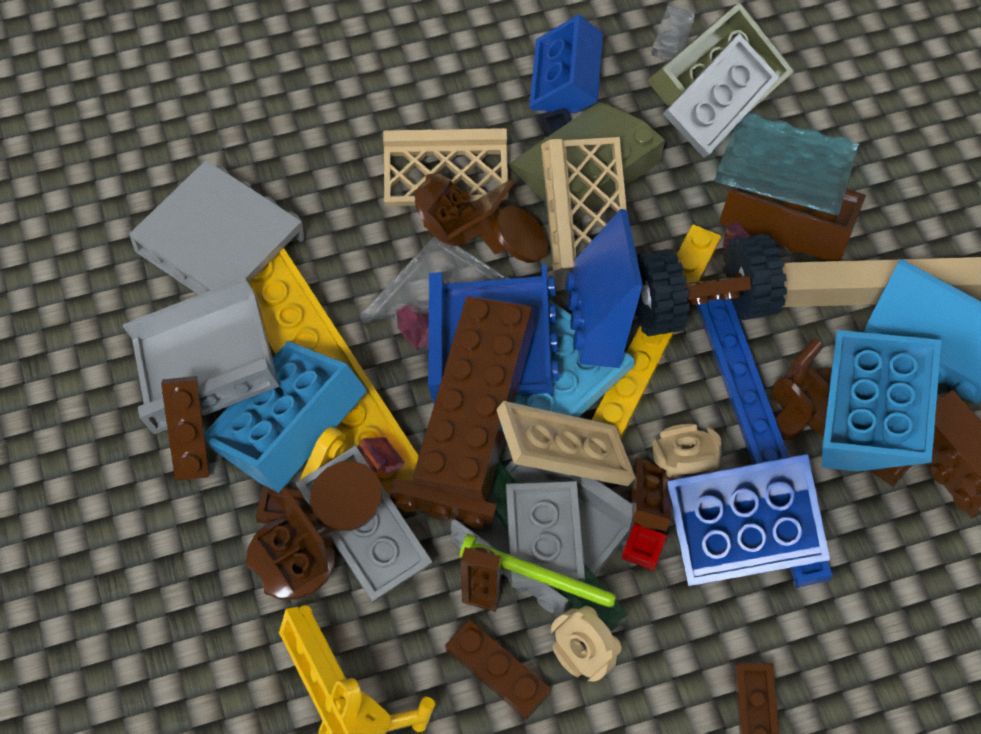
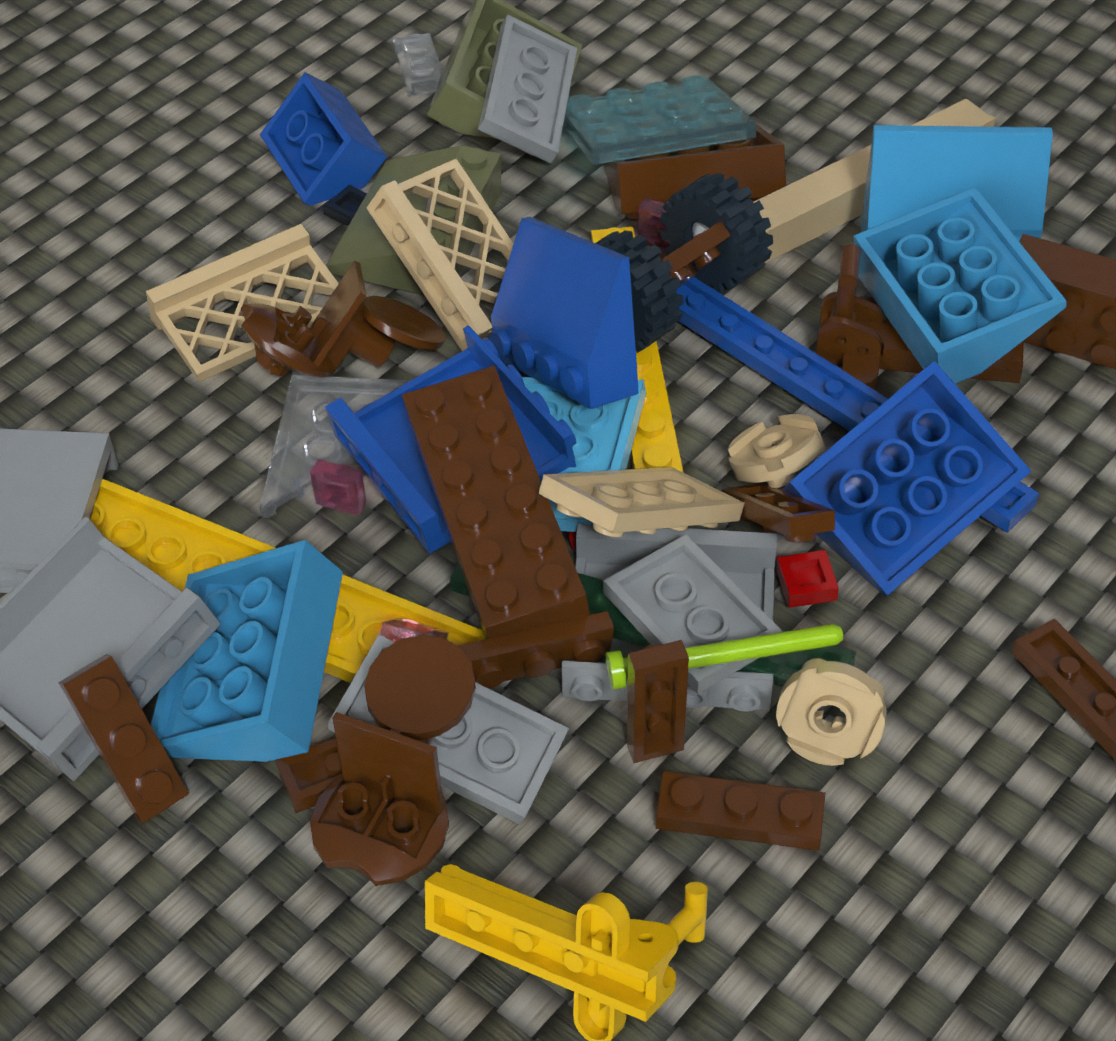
camera: 30 degrees left, 10 degrees down
(327, 448) = (340, 662): yellow plate -> none

